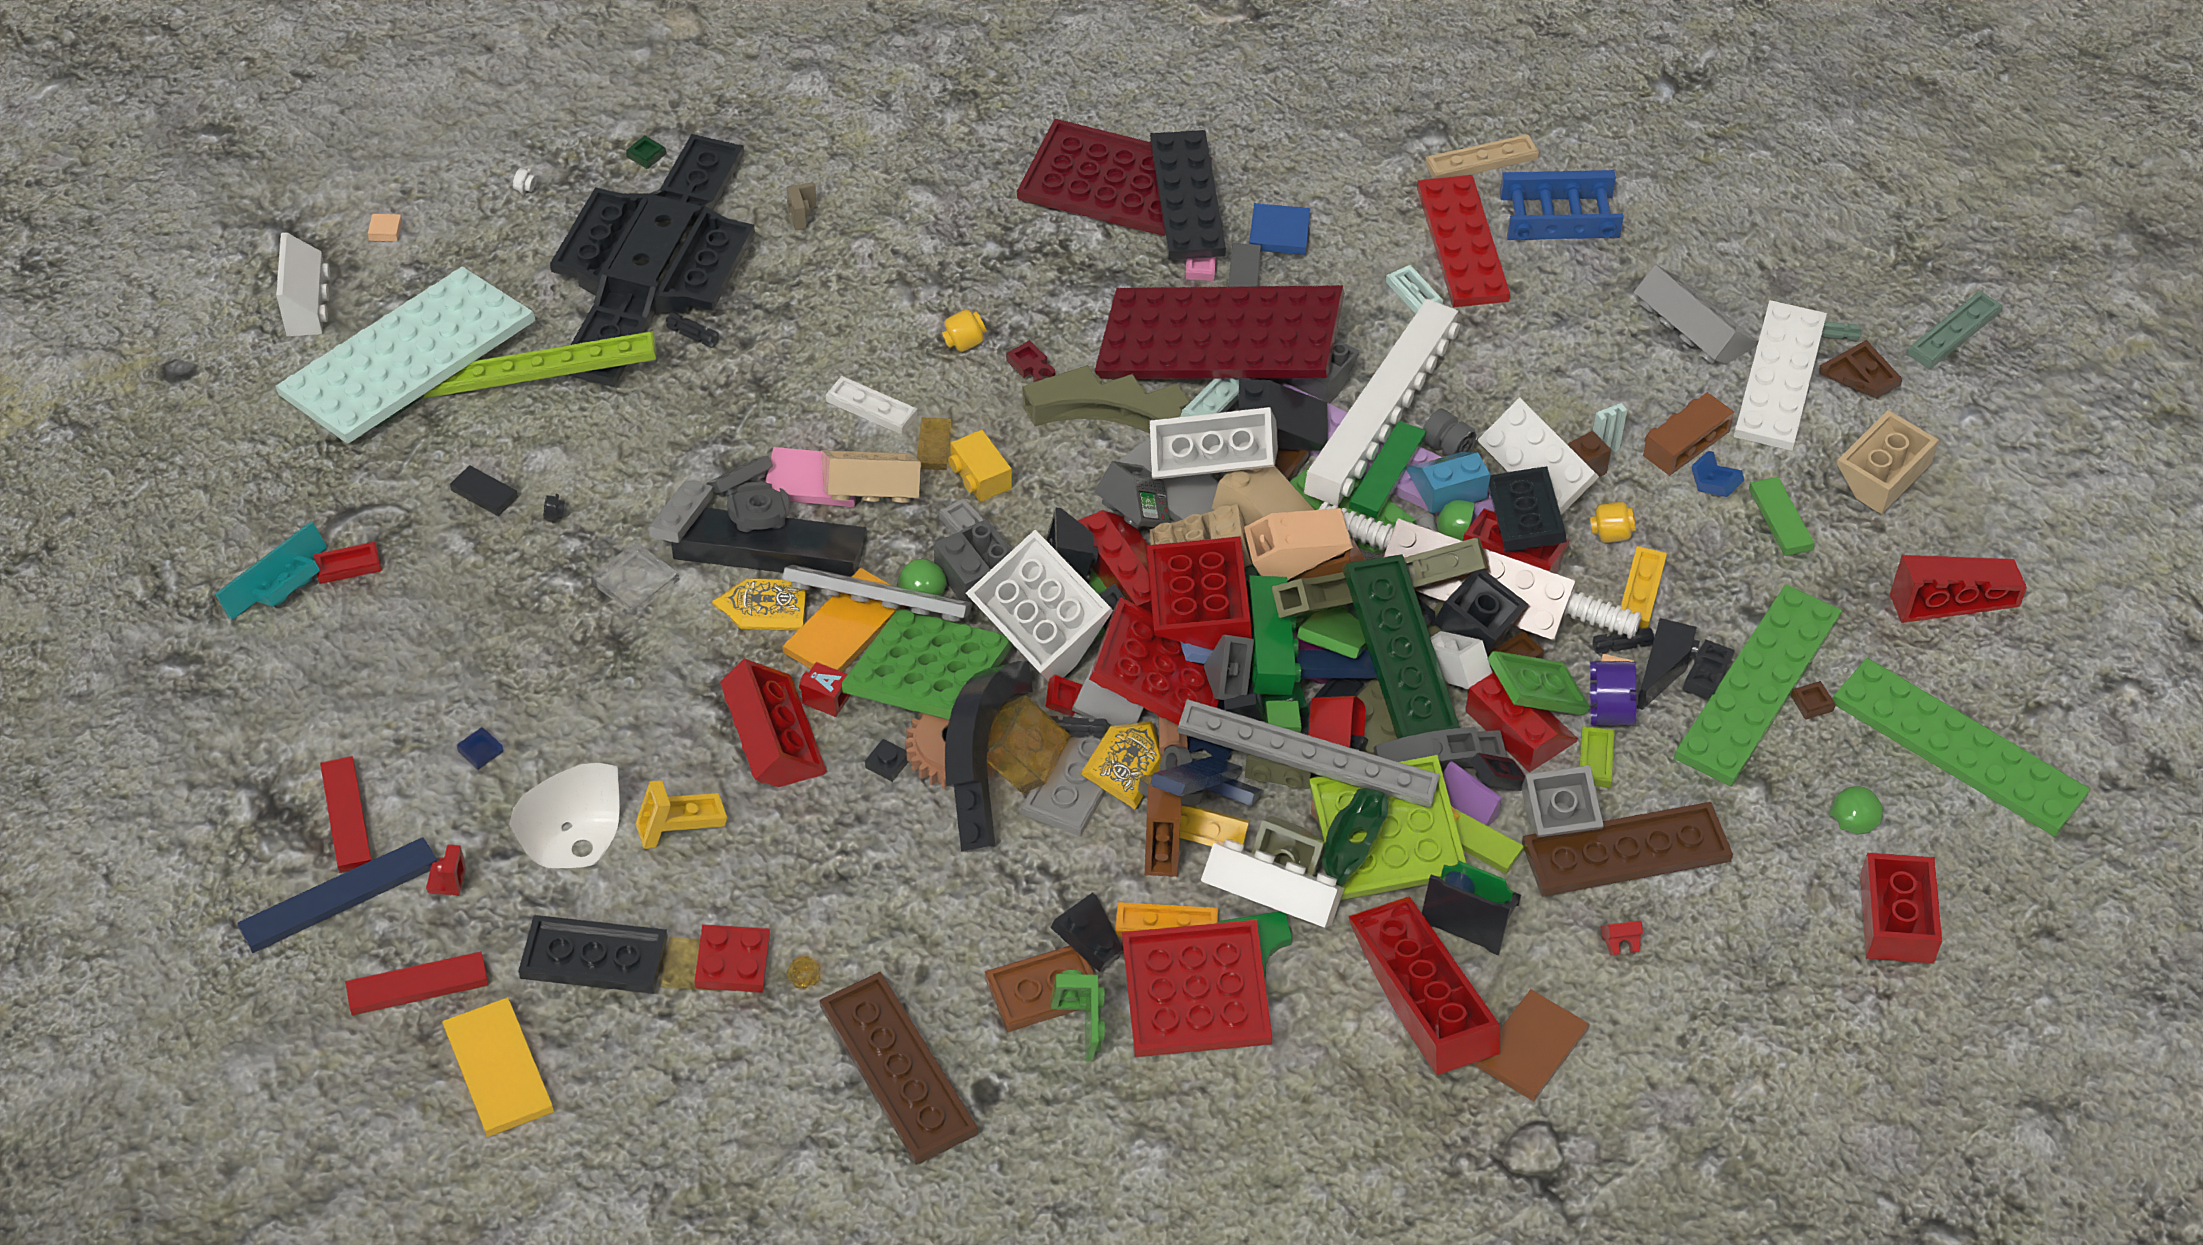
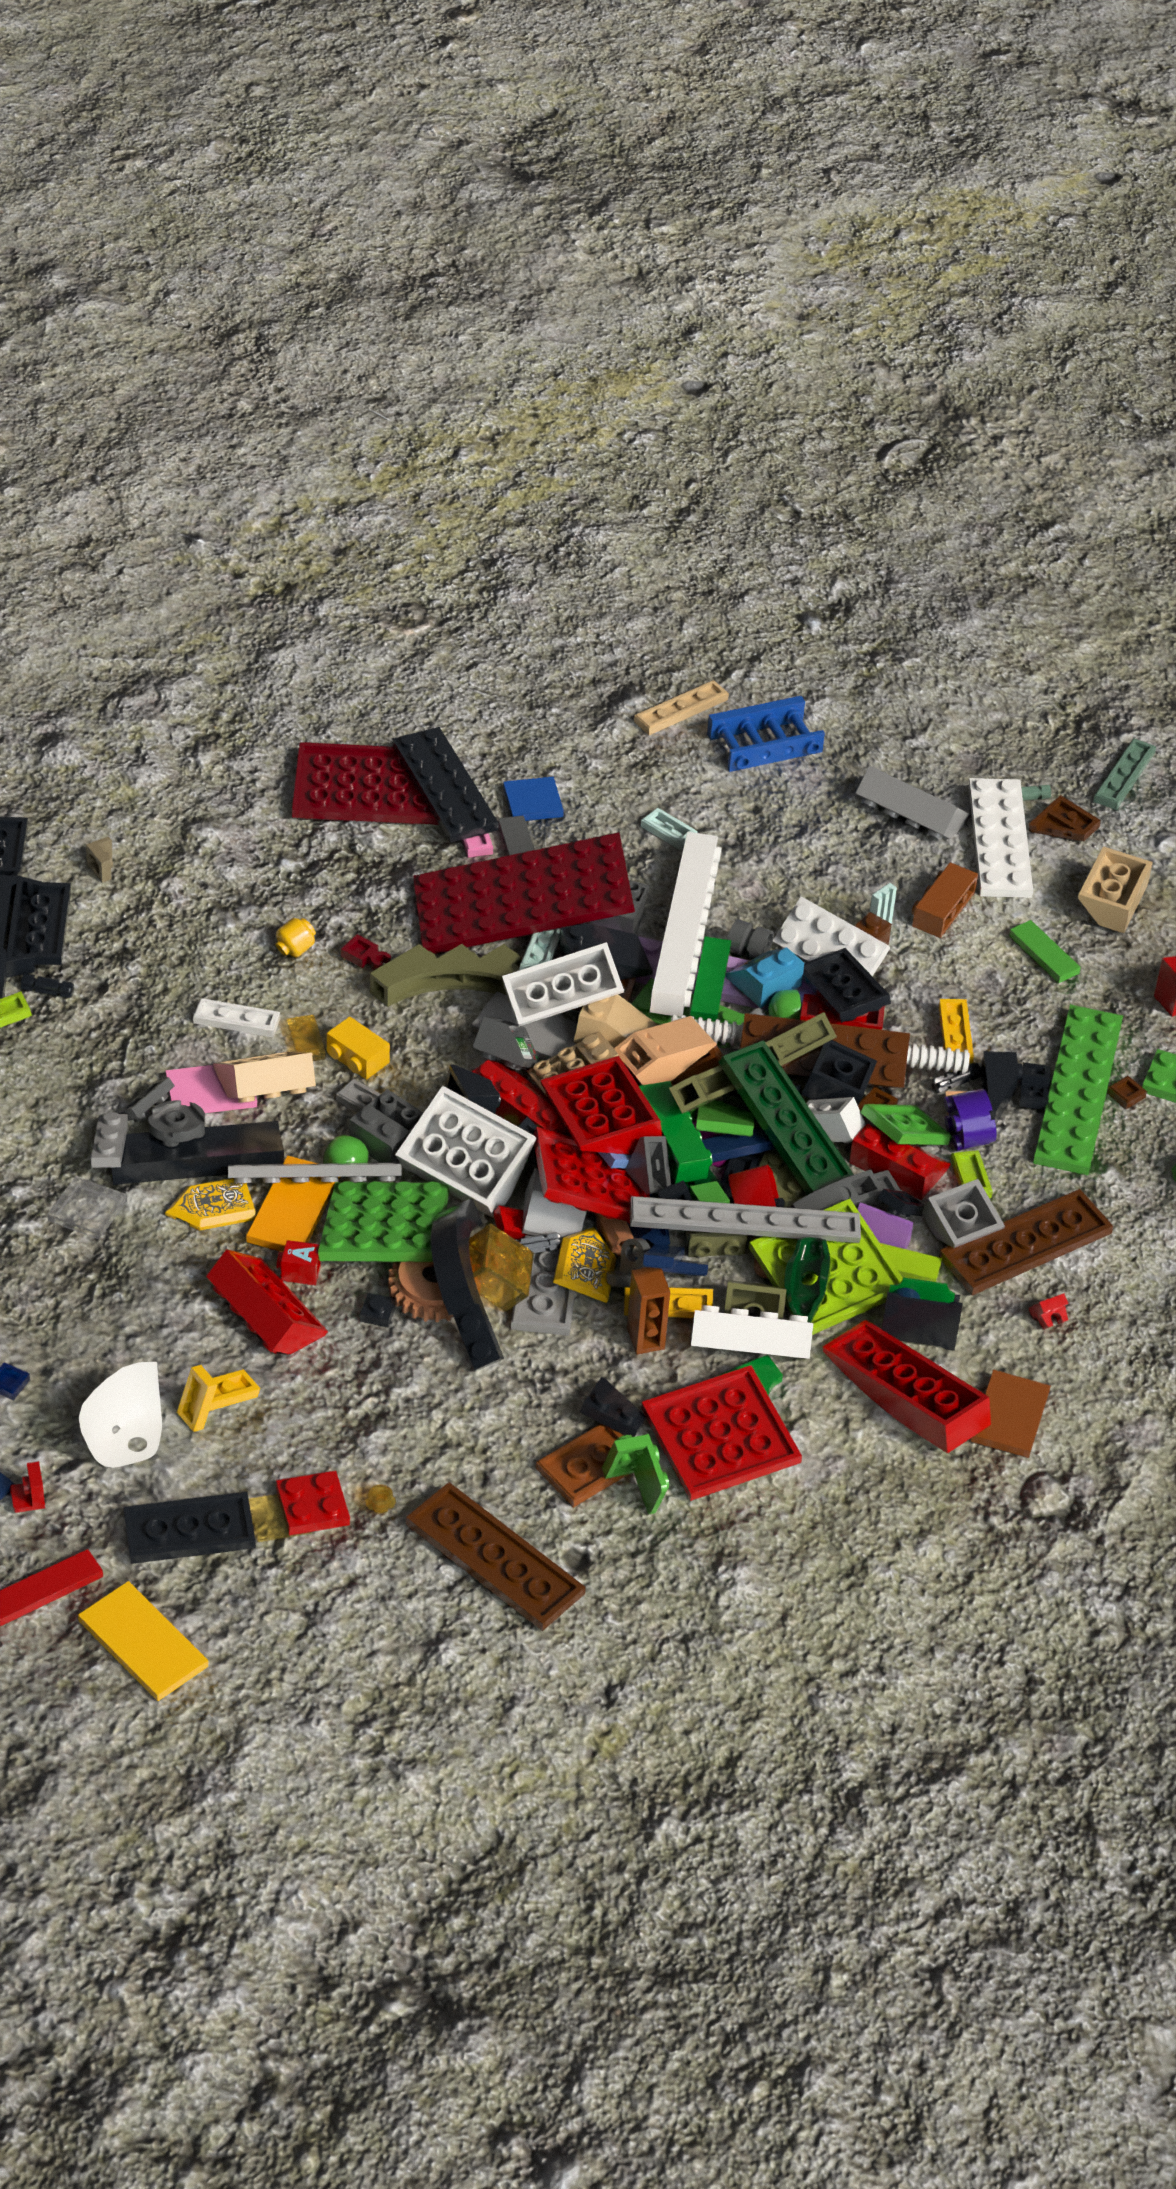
camera: 20 degrees left, 5 degrees down
(1156, 916) = (652, 1386): light orange tile -> none
(1463, 241) = (693, 779): red plate -> none
(1613, 522) = (913, 983): yellow head -> none
(1714, 478) = (981, 932): blue bracket -> none

